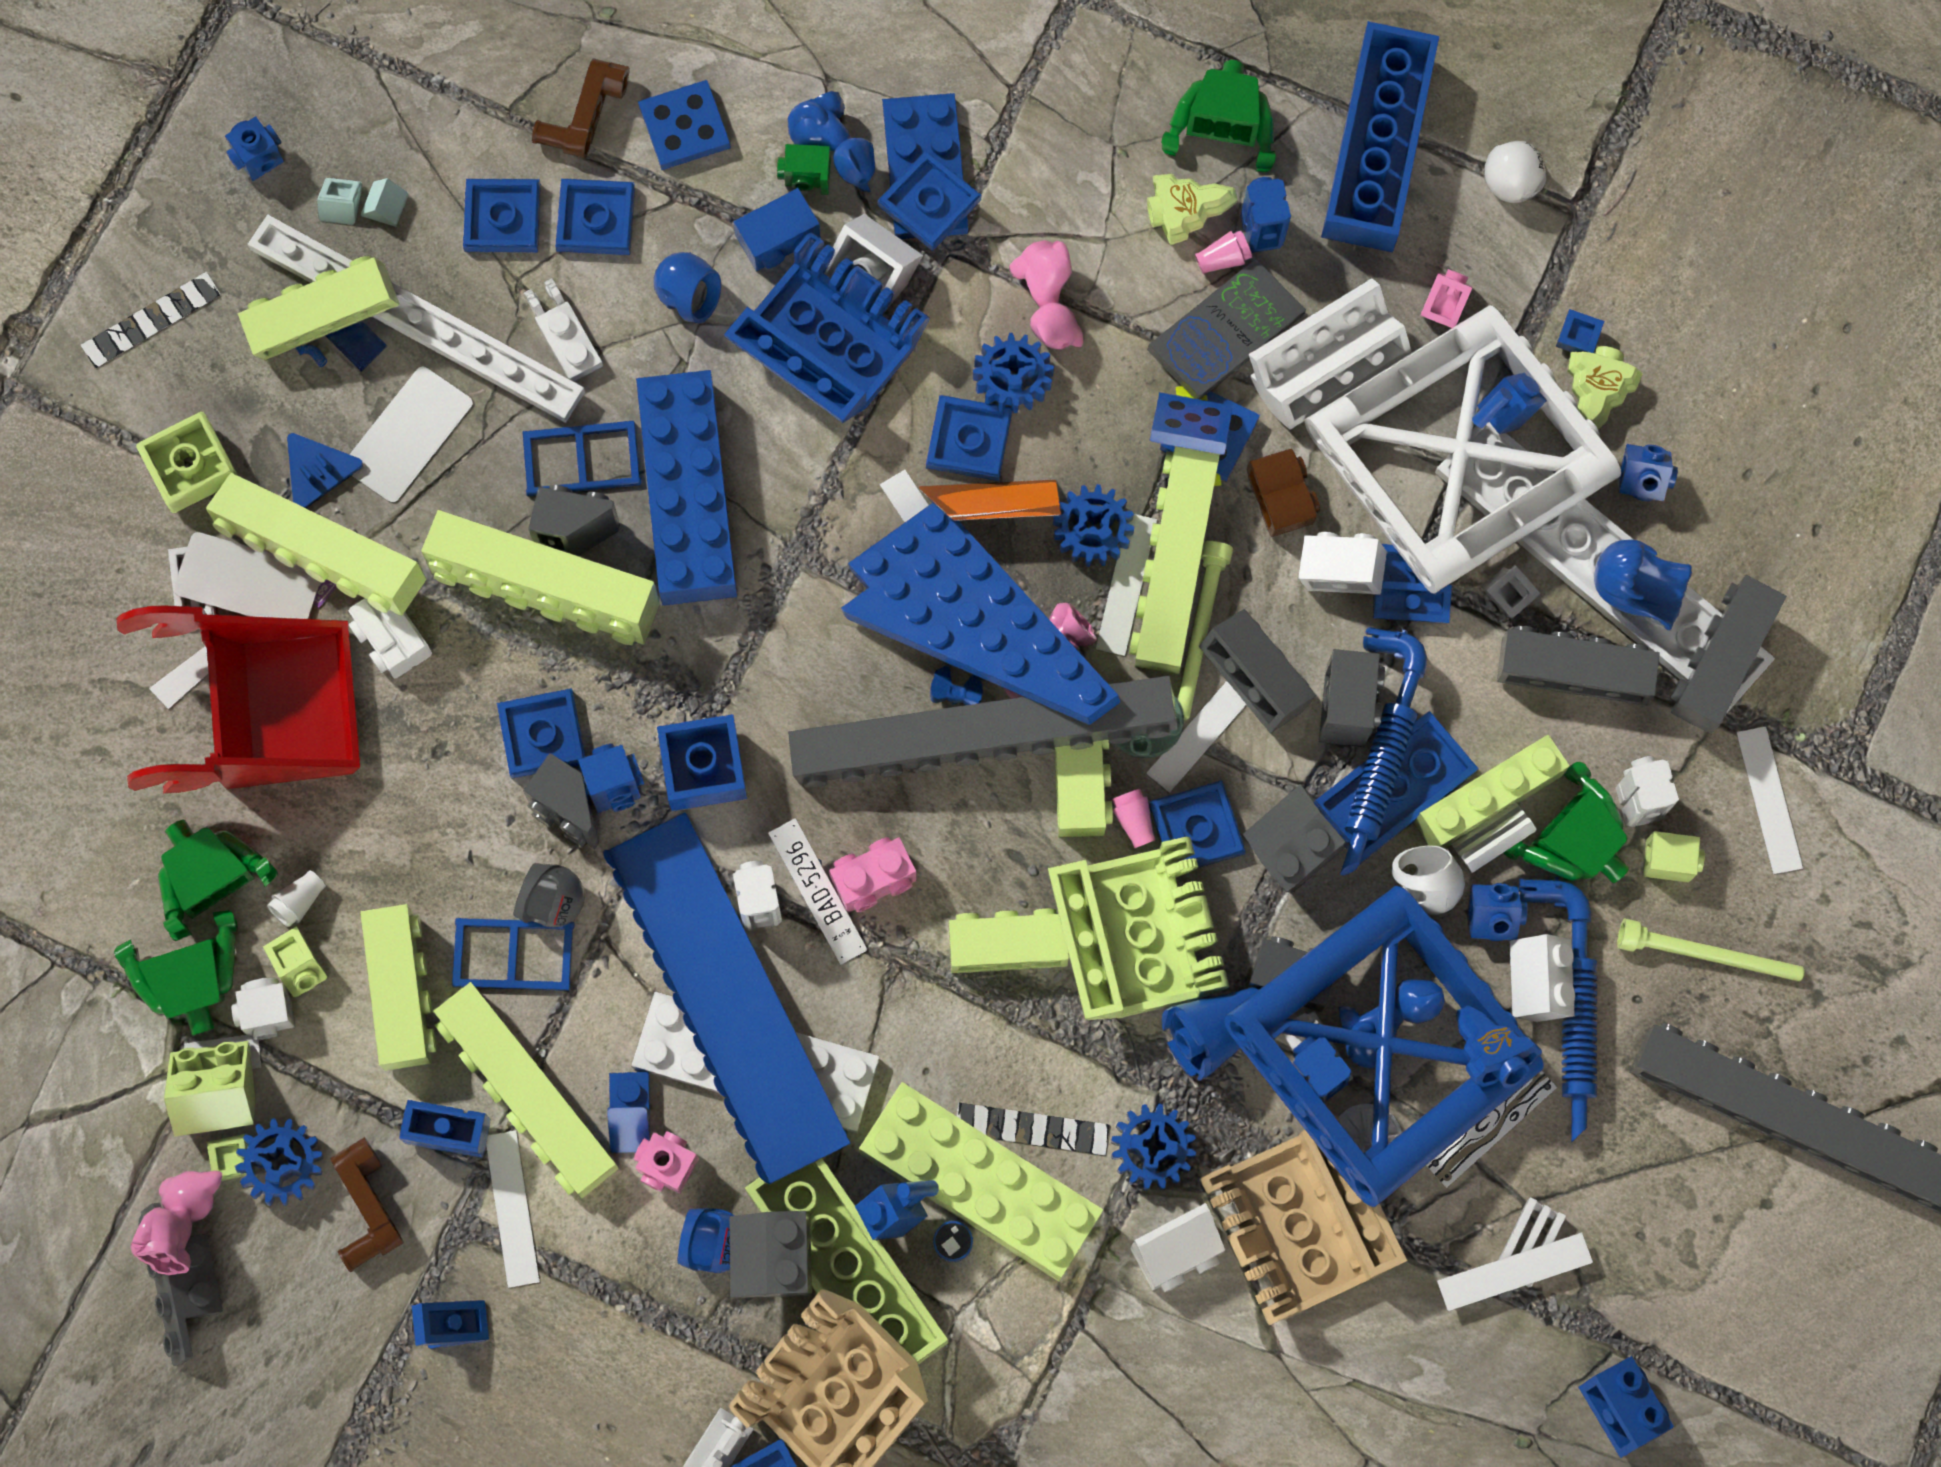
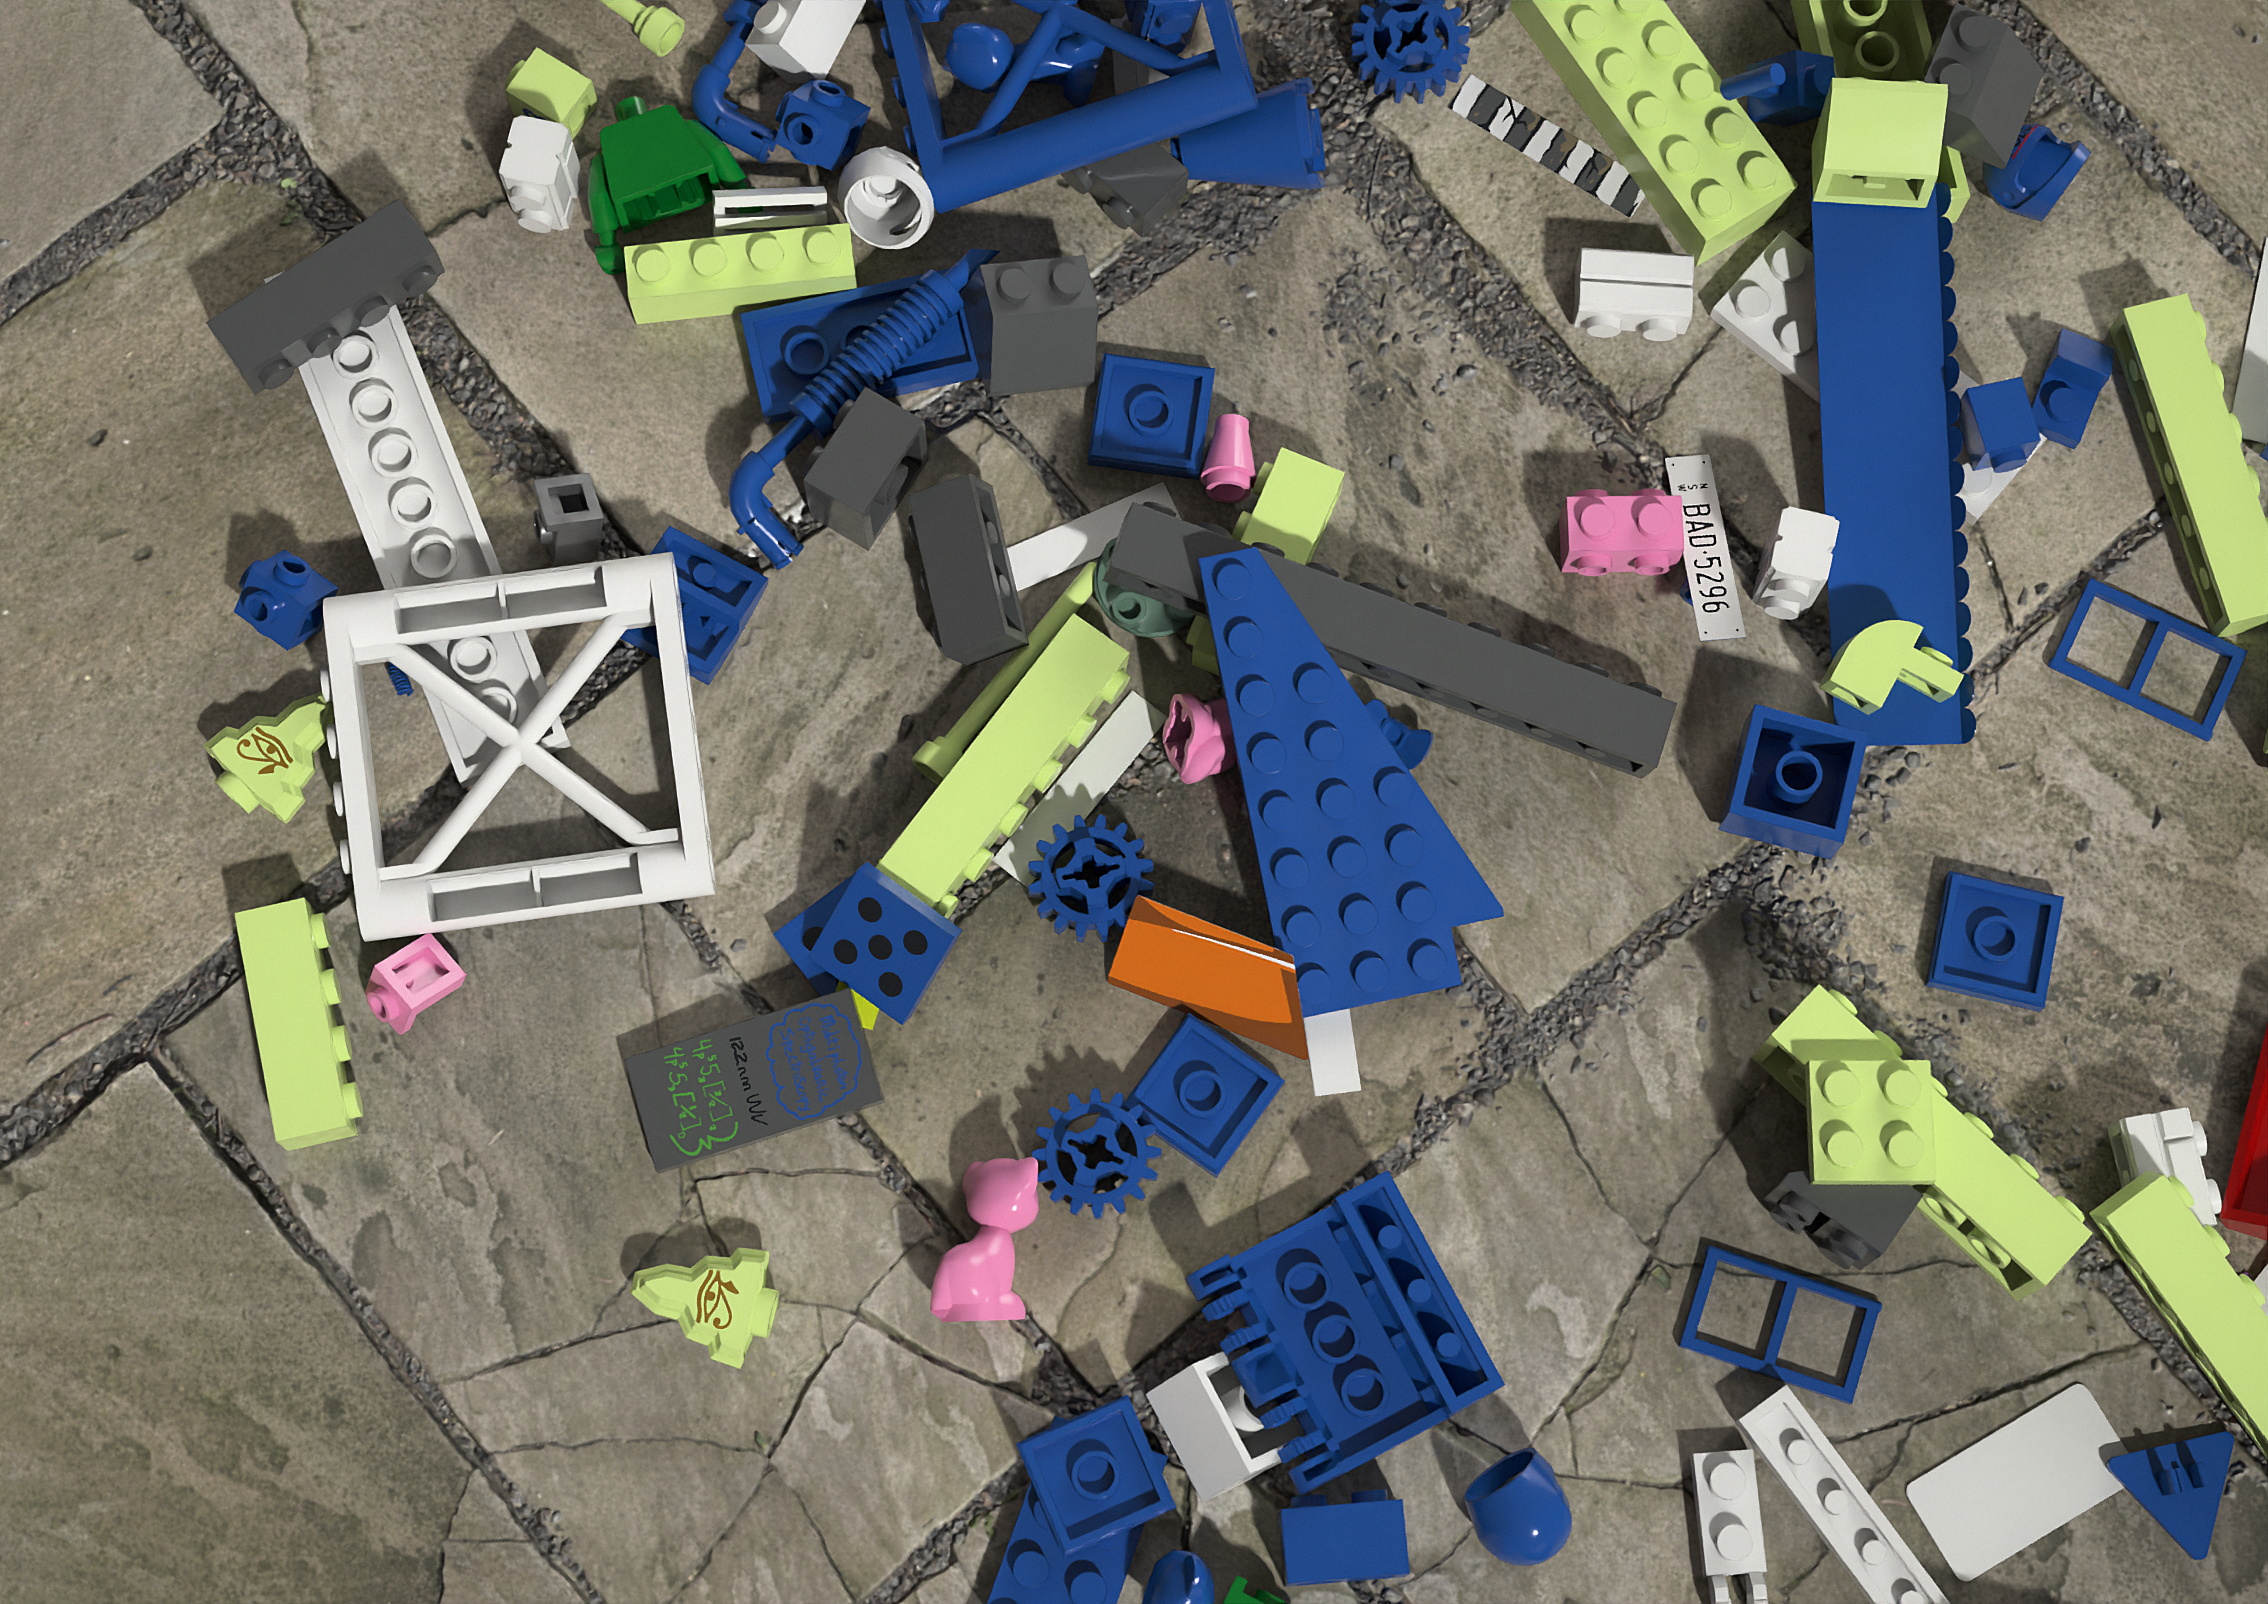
camera: 155 degrees left, 0 degrees up
(549, 896) = (2071, 698): dark grey helmet -> none
(562, 797) = (2009, 805): dark grey slope -> none
(575, 552) = (1870, 1122): none -> yellowish green plate
(611, 778) = (1931, 810): blue brick -> none
(665, 1042) = (1998, 425): none -> blue brick
(673, 1174) = (2052, 290): bright pink brick -> none
(680, 866) = (1881, 654): none -> yellowish green brick
(686, 488) = (1649, 1196): blue brick -> none
(818, 1171) = (1879, 142): none -> yellowish green slope
(933, 1040) = (1633, 293): none -> white brick
(953, 1241) = (1721, 47): black tile -> none
(1007, 941) = (1477, 372): yellowish green brick -> none
(1137, 932) = (1303, 306): yellowish green slope -> none
(1224, 253) = (696, 1199): bright pink cone -> none
(1225, 109) = (577, 1421): green torso -> none
(1265, 214) = (611, 1215): blue brick -> none
(1282, 492) = (800, 806): reddish brown brick -> none
(1328, 354) = (630, 963): white brick -> none
(1342, 563) = (774, 659): white brick -> none
(1380, 137) = (372, 1266): blue brick -> none
(1498, 246) = (297, 1024): none -> yellowish green brick
(1510, 404) = (419, 772): blue brick -> none
(1515, 171) = (207, 1124): white helmet -> none
(1578, 666) = (532, 383): dark grey brick -> none
(1579, 332) = (256, 844): blue plate -> none
(1640, 582) = (388, 438): blue piece -> none
(1769, 800) = (378, 123): white sticker -> none

